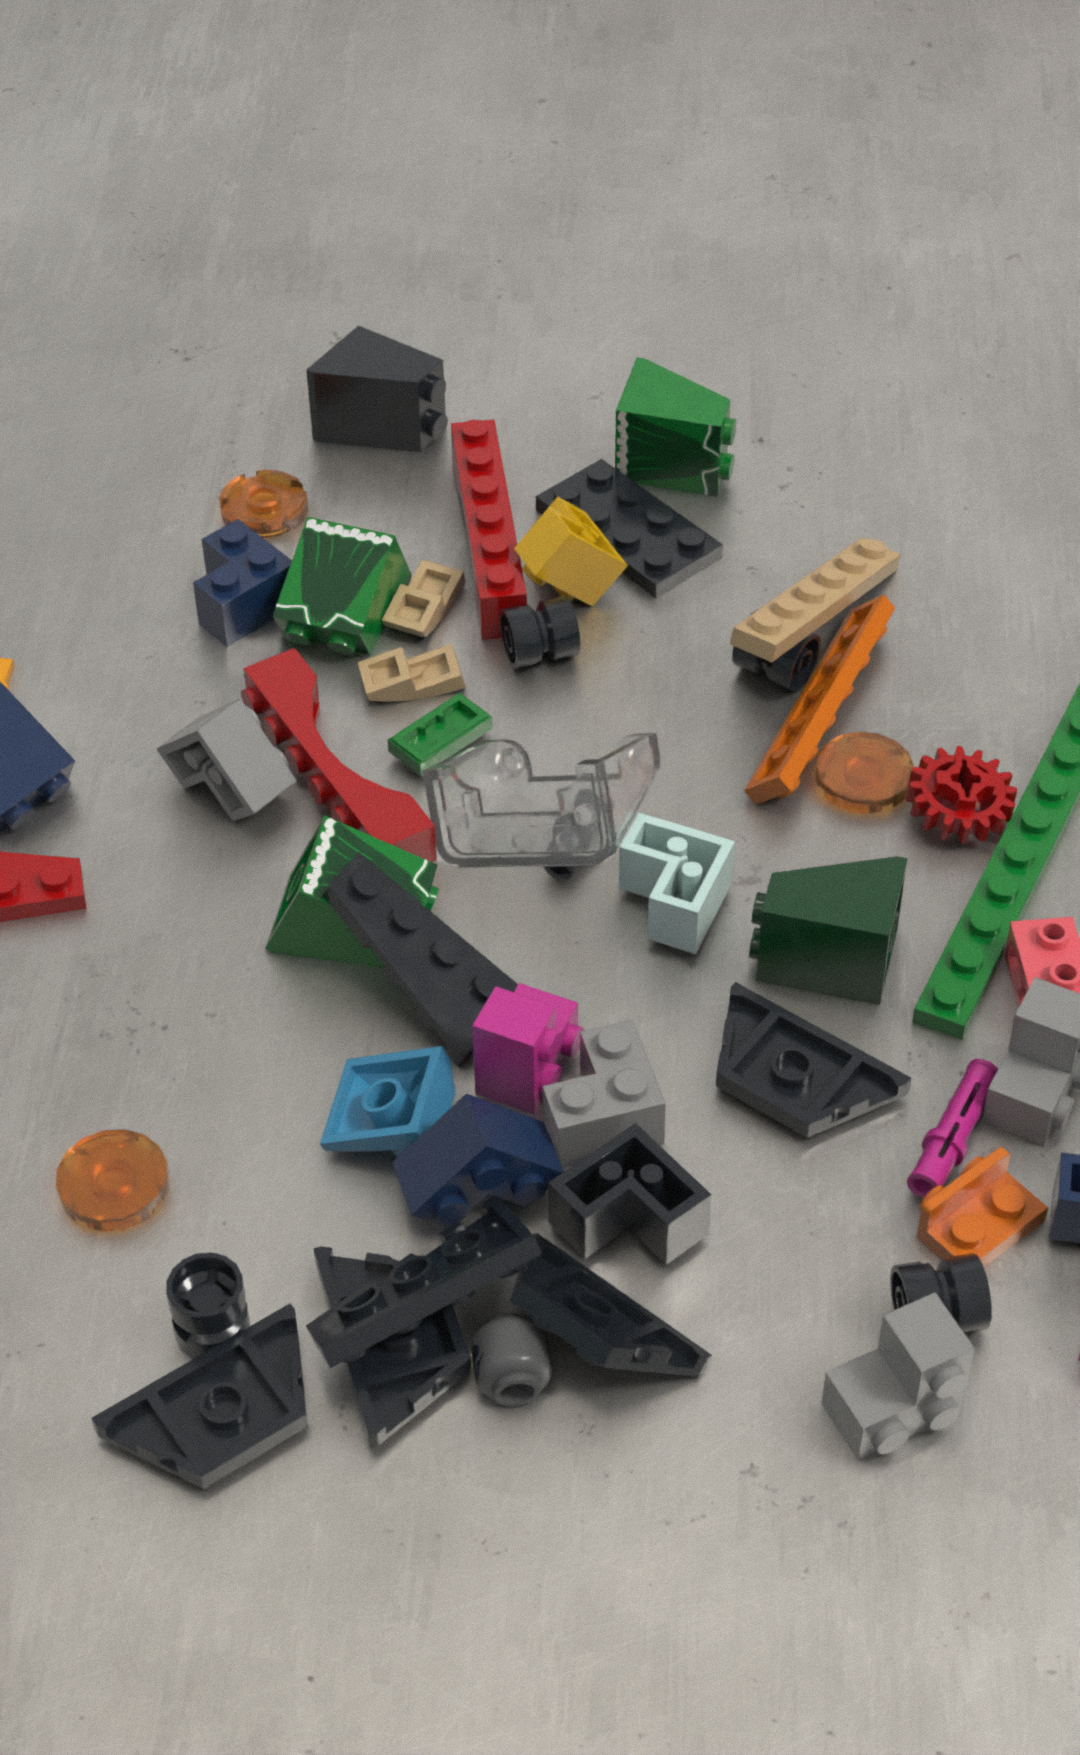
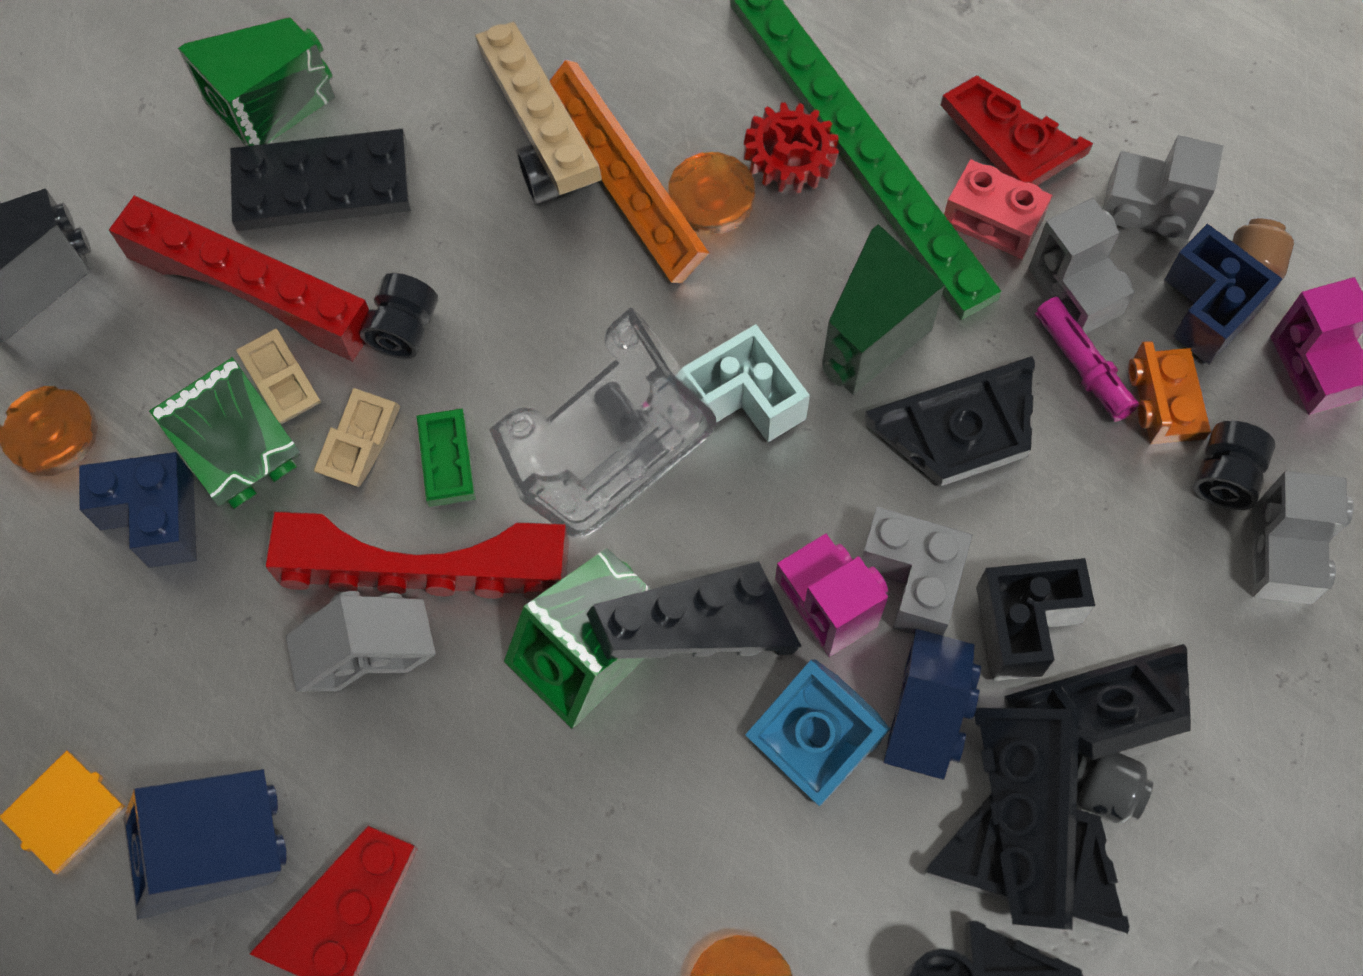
camera: 55 degrees left, 20 degrees up
(570, 554) = (332, 239): yellow brick -> none

